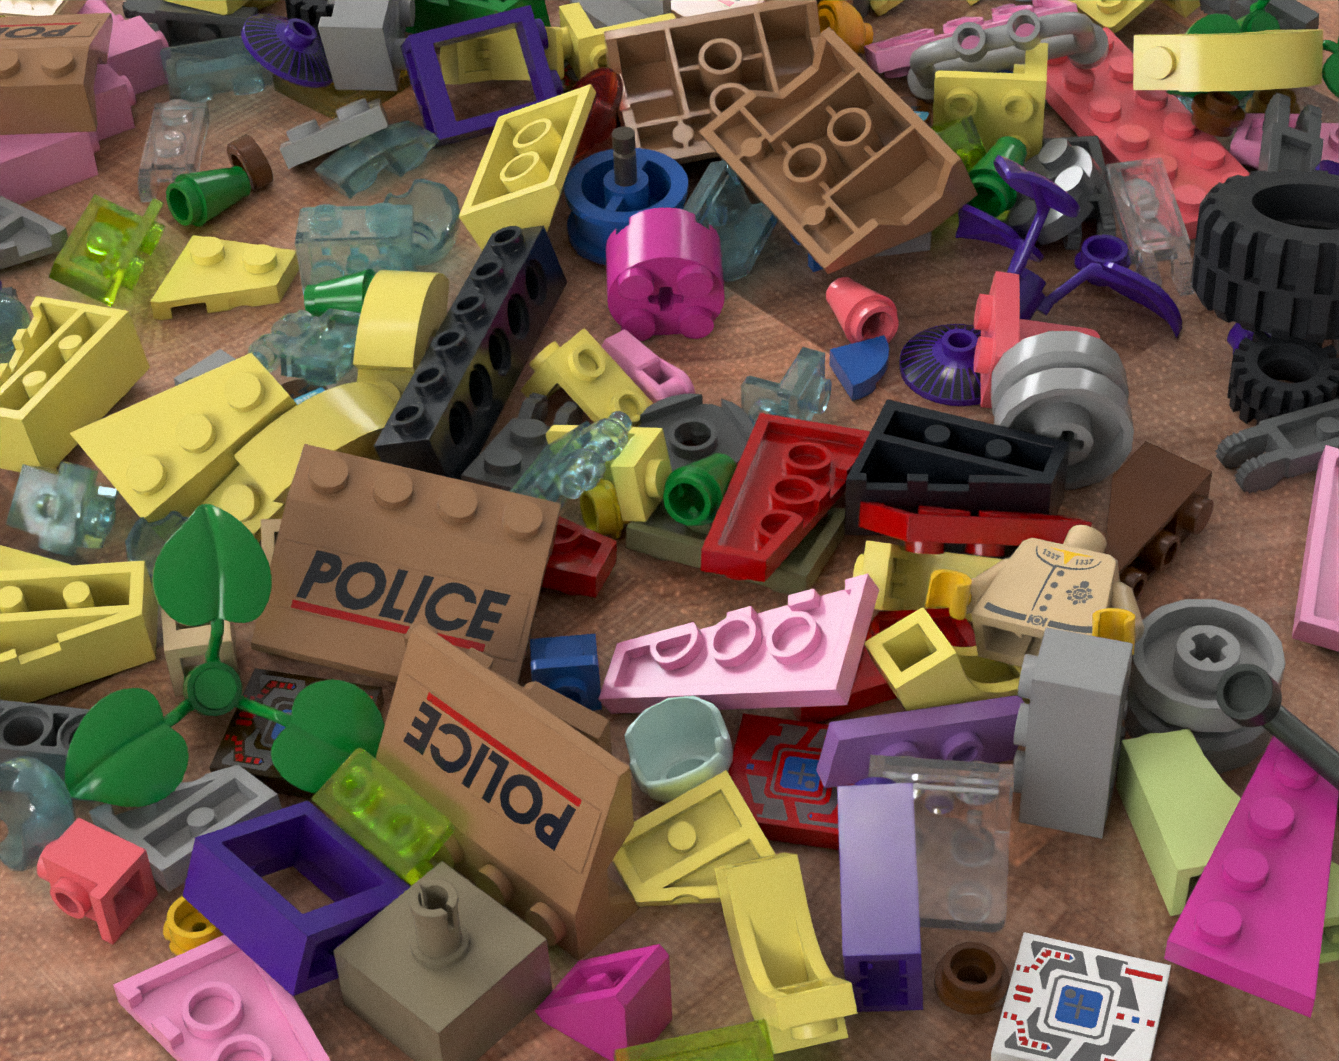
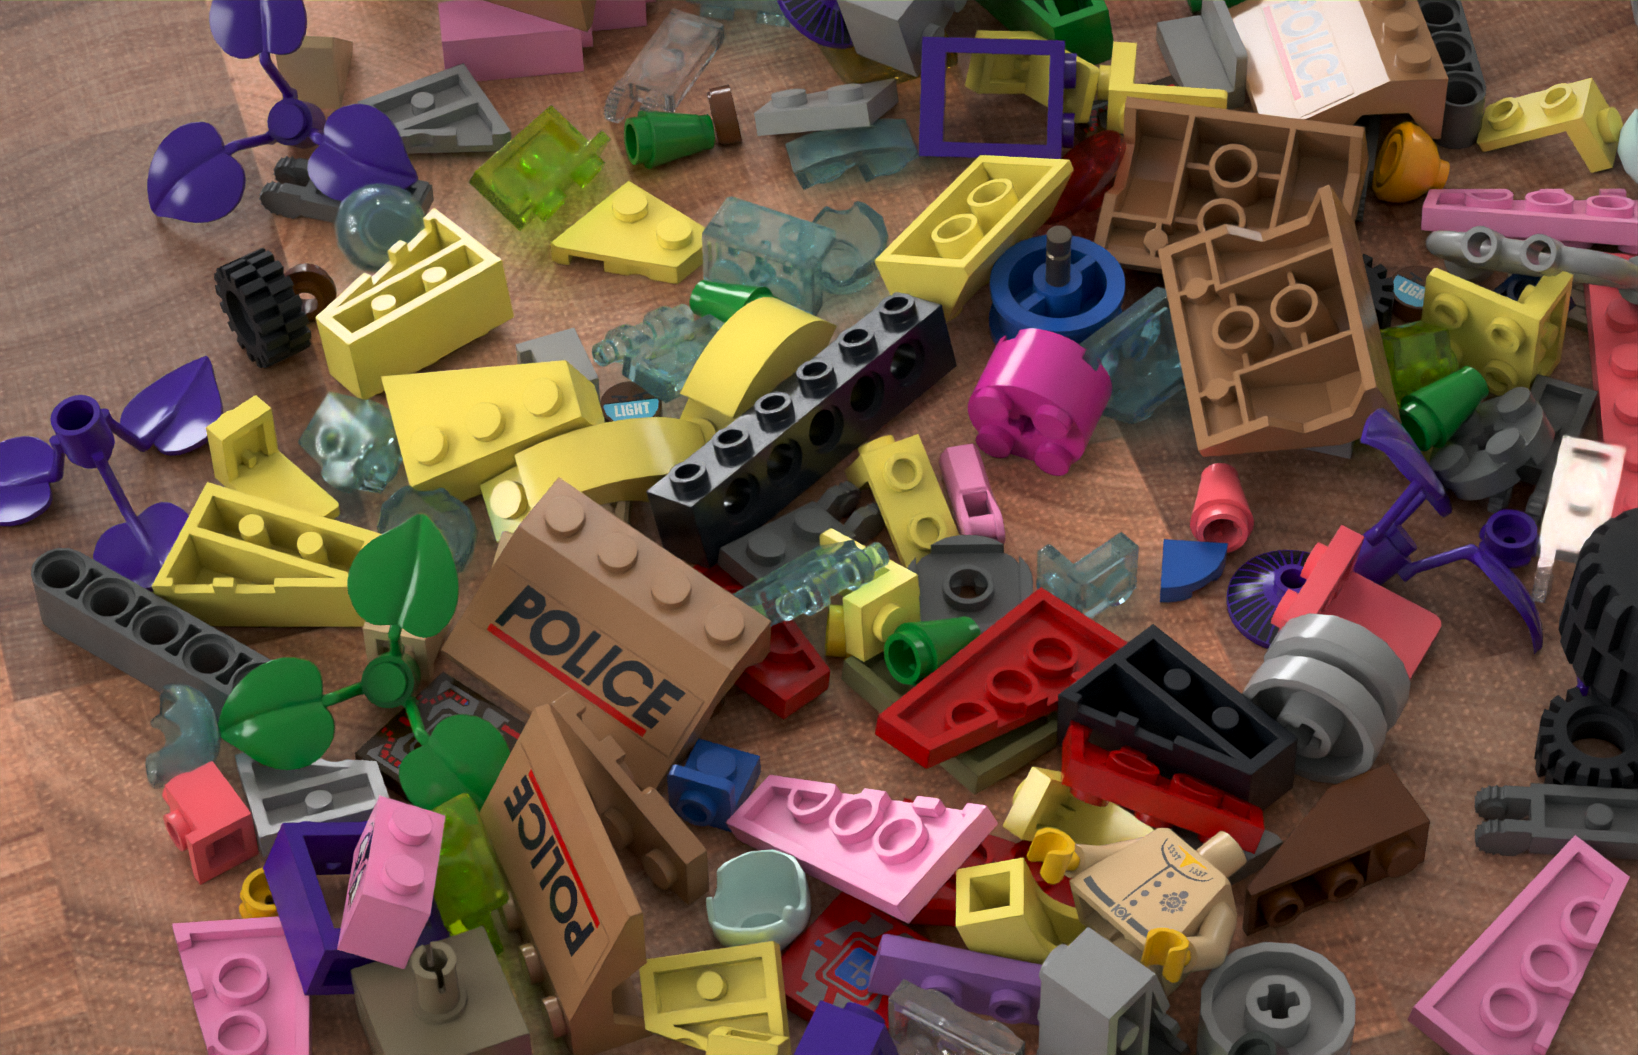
camera: 25 degrees right, 5 degrees up
(342, 848) = (391, 882): none -> bright pink brick

